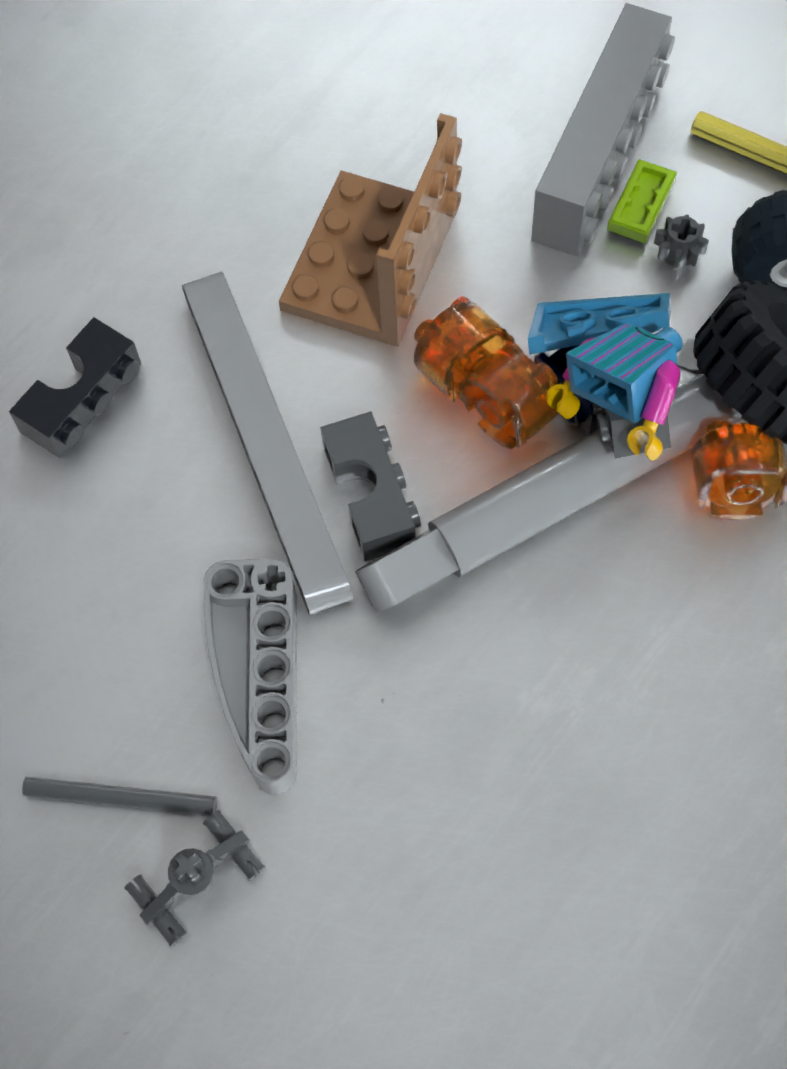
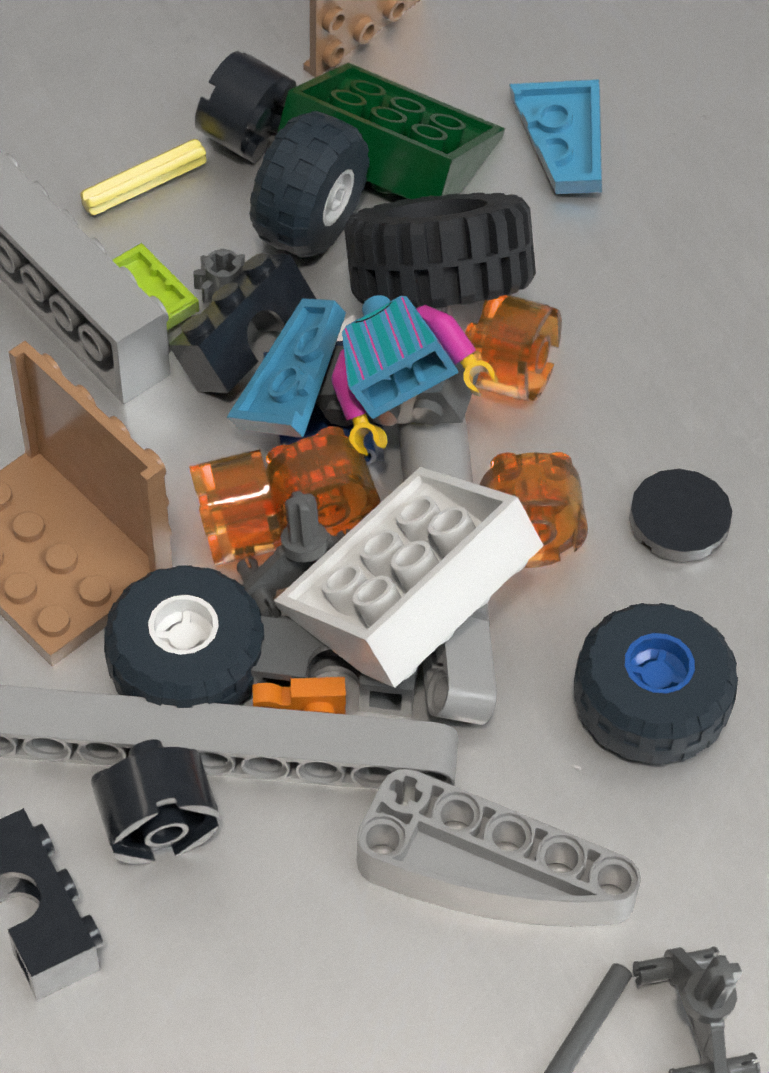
camera: 70 degrees left, 10 degrees down
(179, 419) = (155, 802): none -> black brick
(326, 372) = (184, 638): none -> black wheel
(327, 483) = (305, 694): none -> orange plate
(445, 413) = (301, 546): none -> dark grey axle
(447, 488) = (411, 573): none -> white slope
(474, 720) = (655, 683): none -> black wheel
(586, 554) = (550, 496): none -> clear orange brick
(666, 676) = (680, 514): none -> black tile
(676, 268) = (216, 343): none -> black arch

